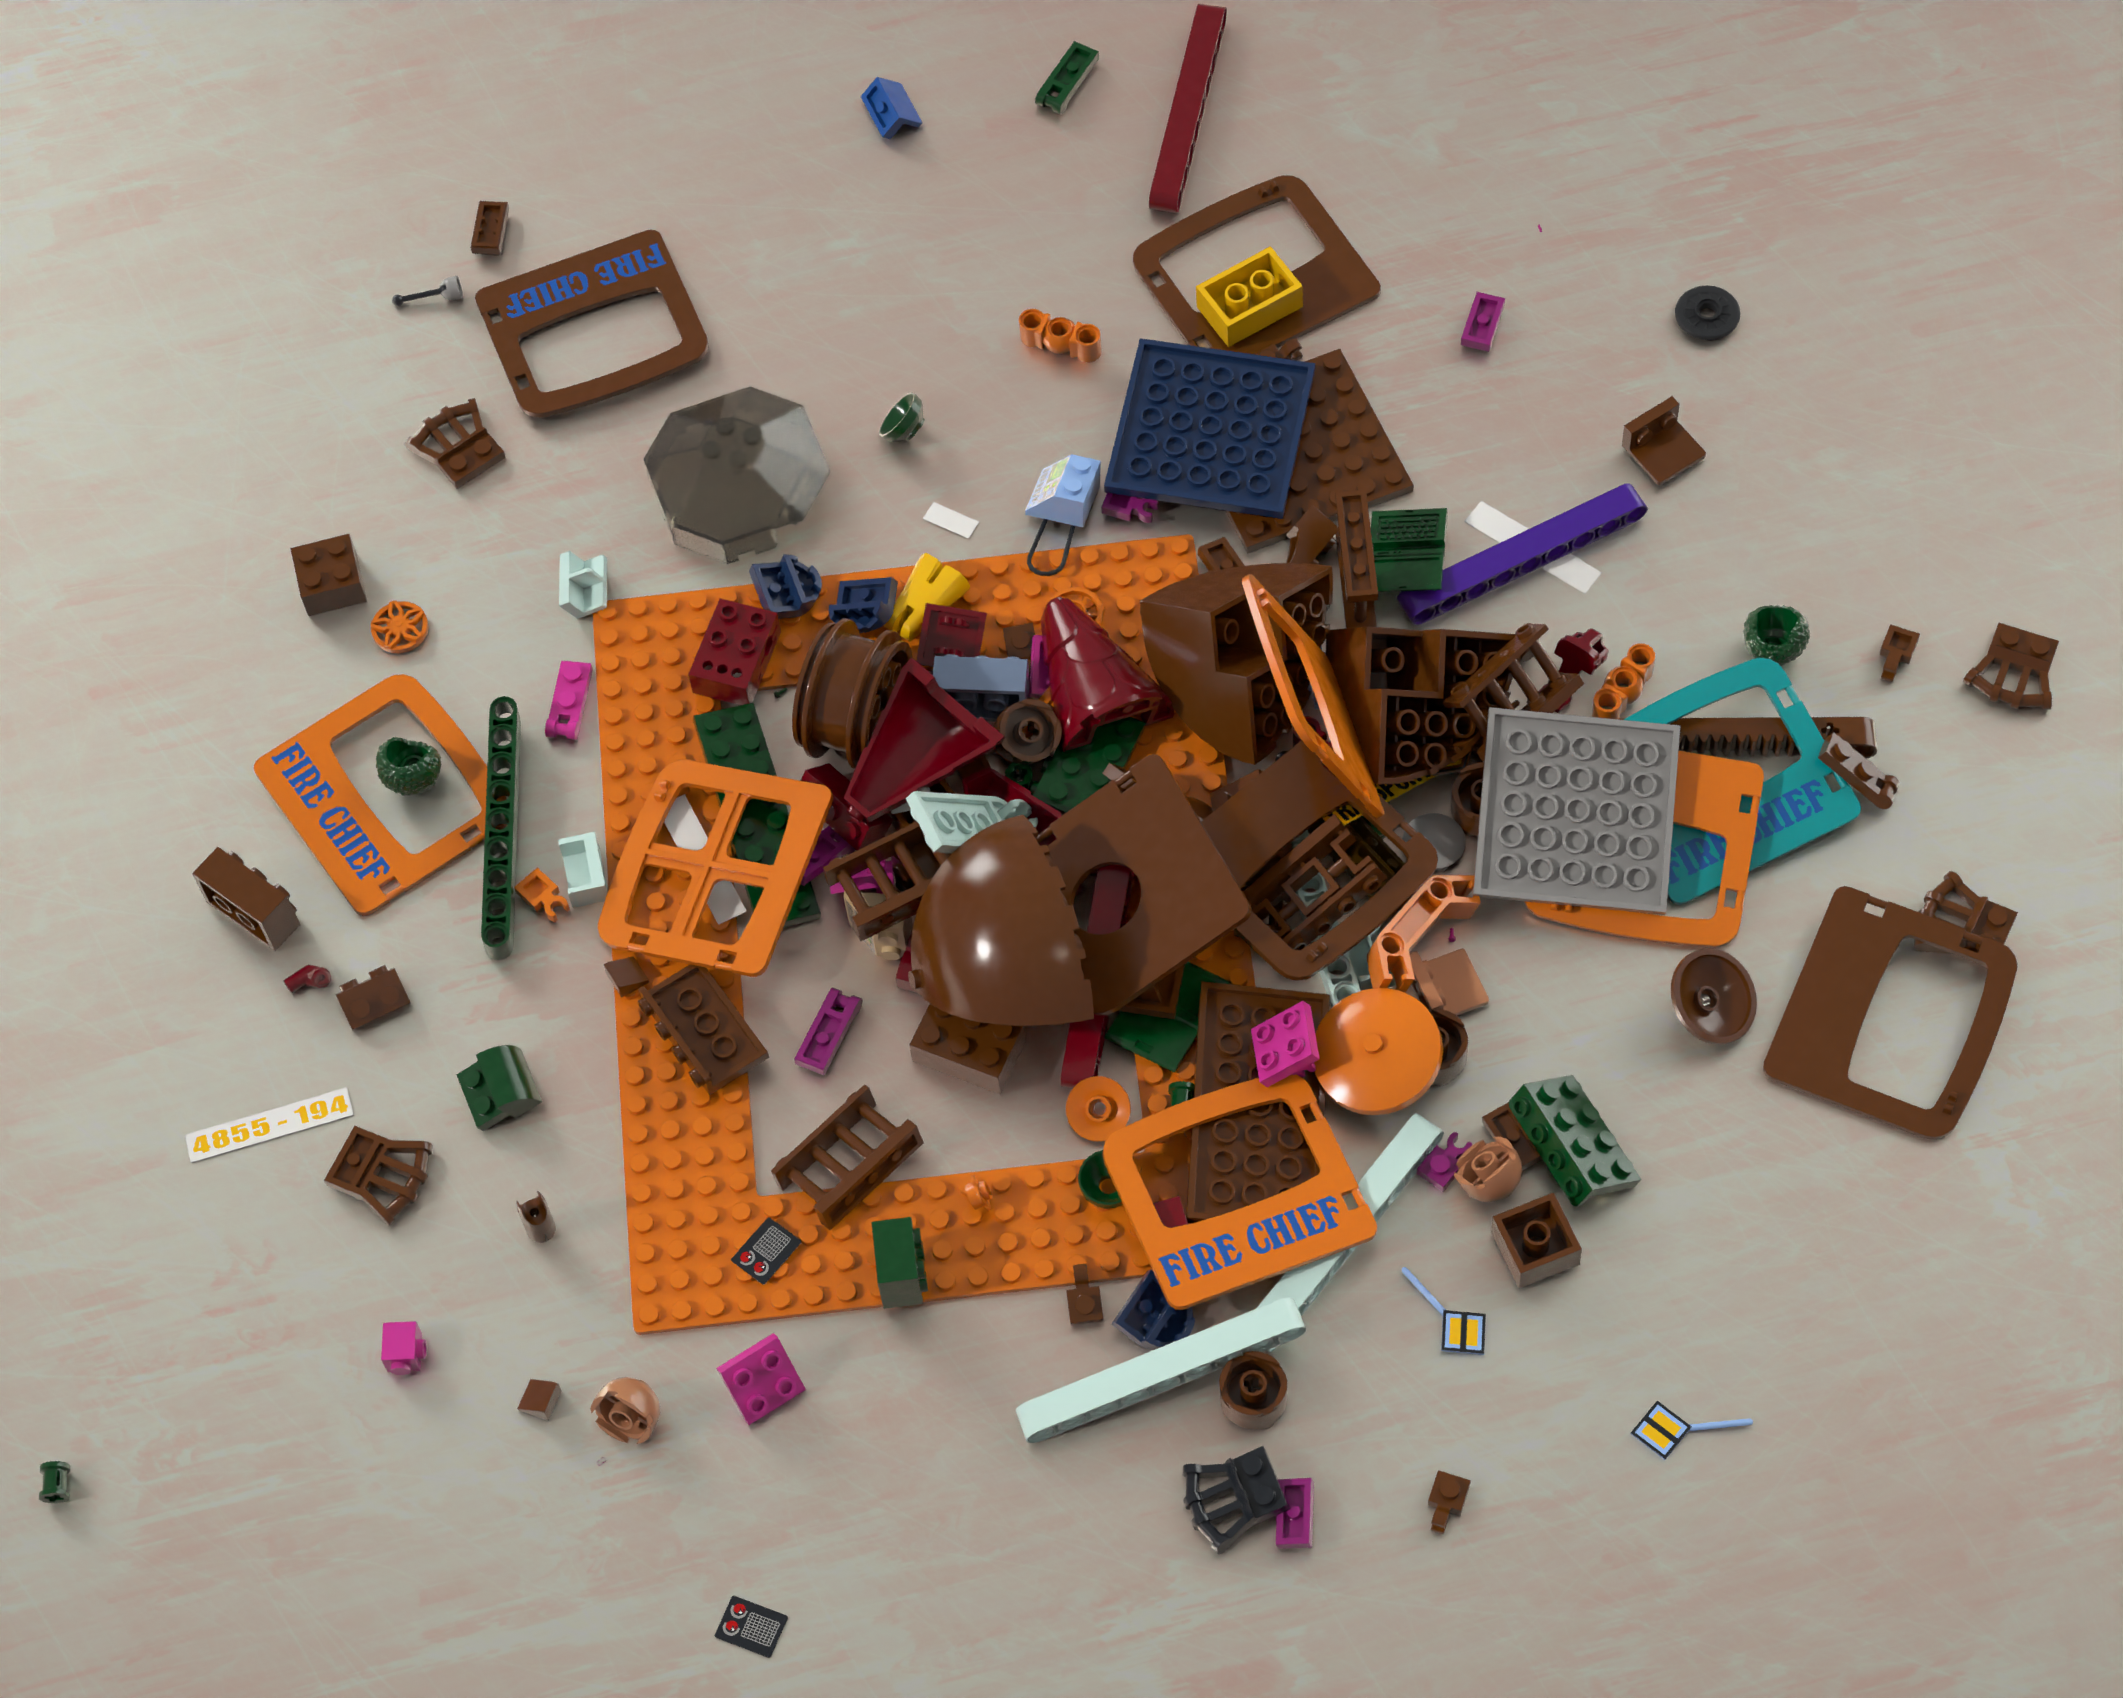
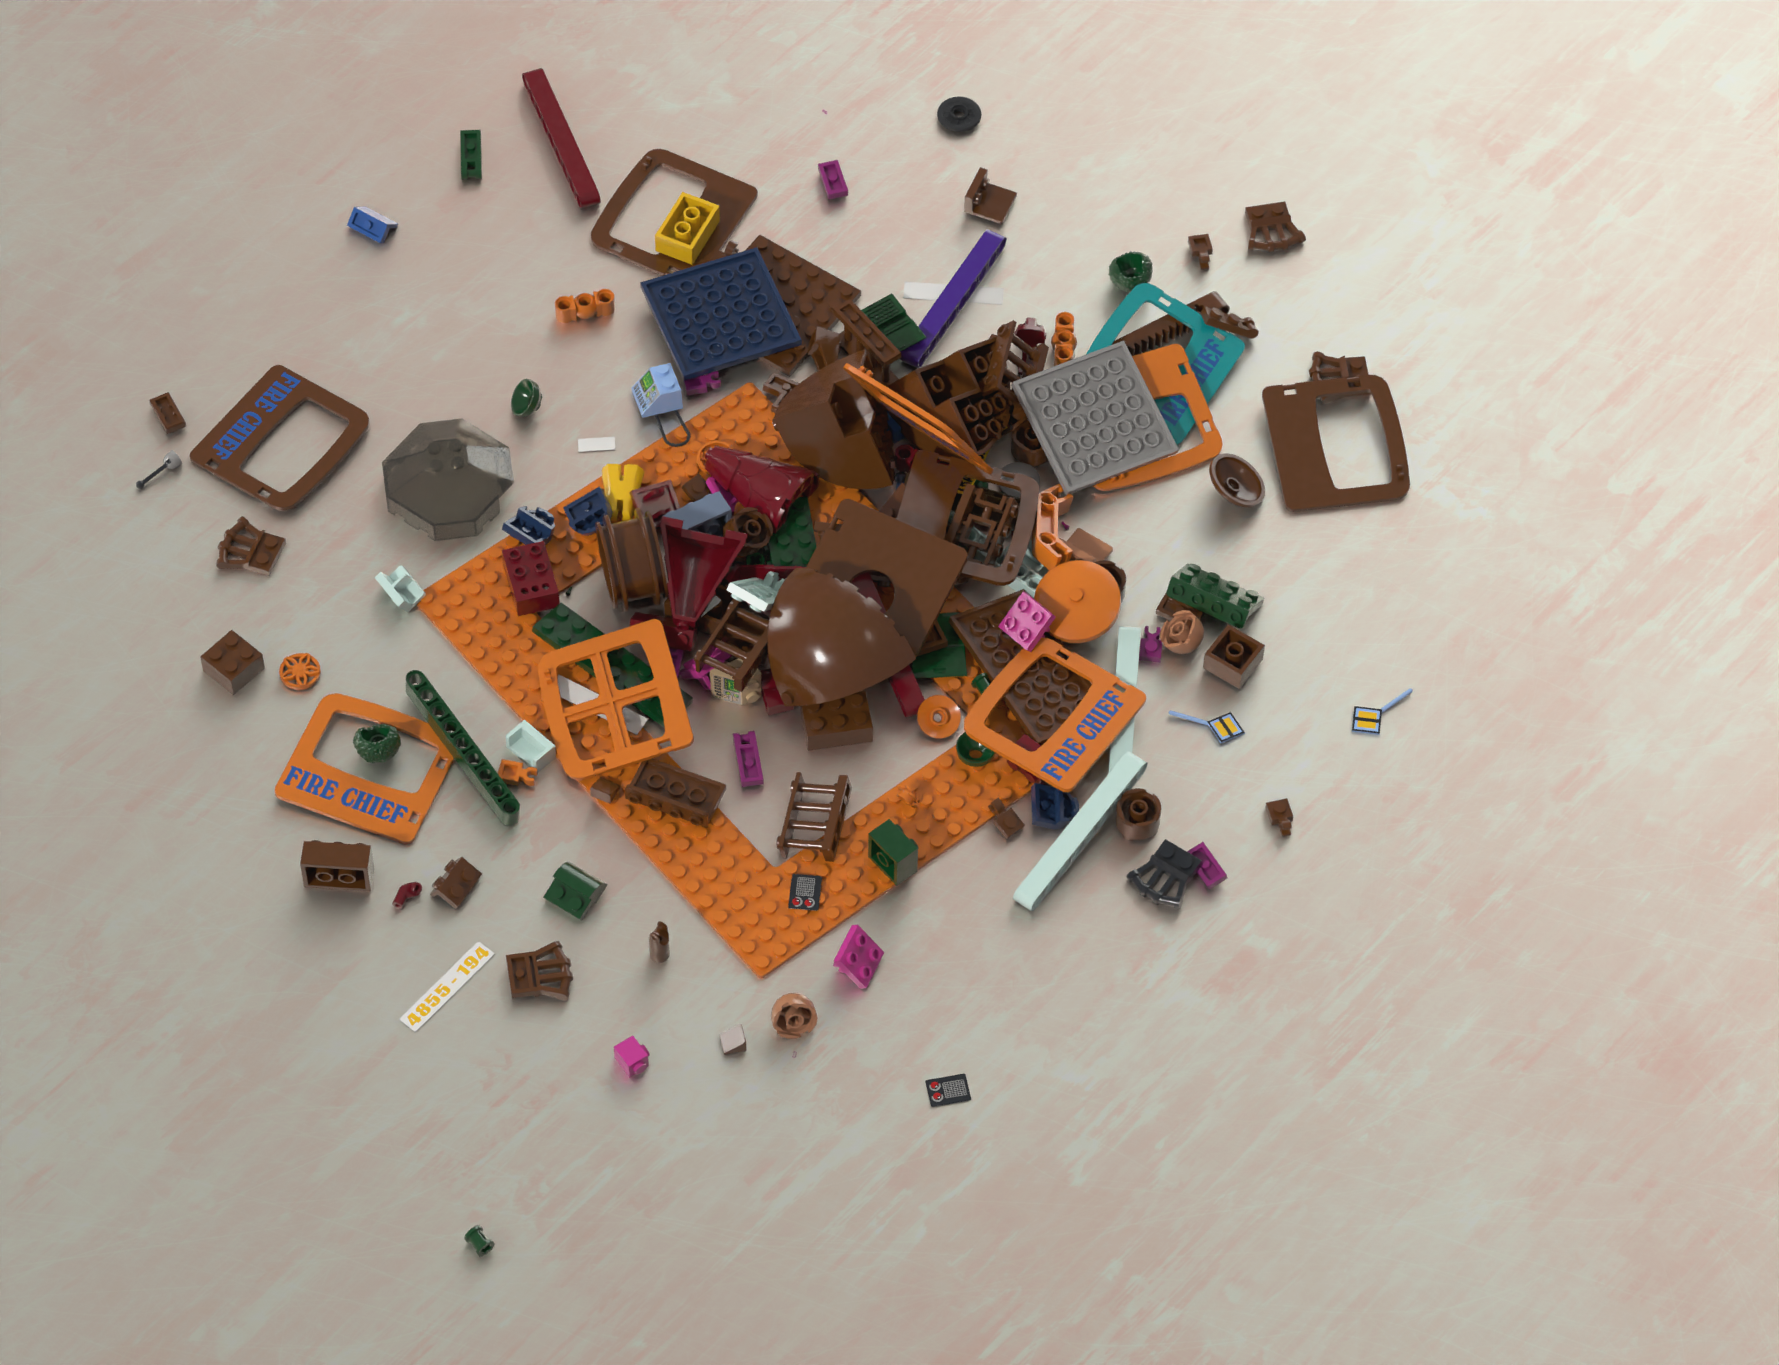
camera: 40 degrees left, 5 degrees down
(569, 699) = (442, 658): dark pink plate -> none

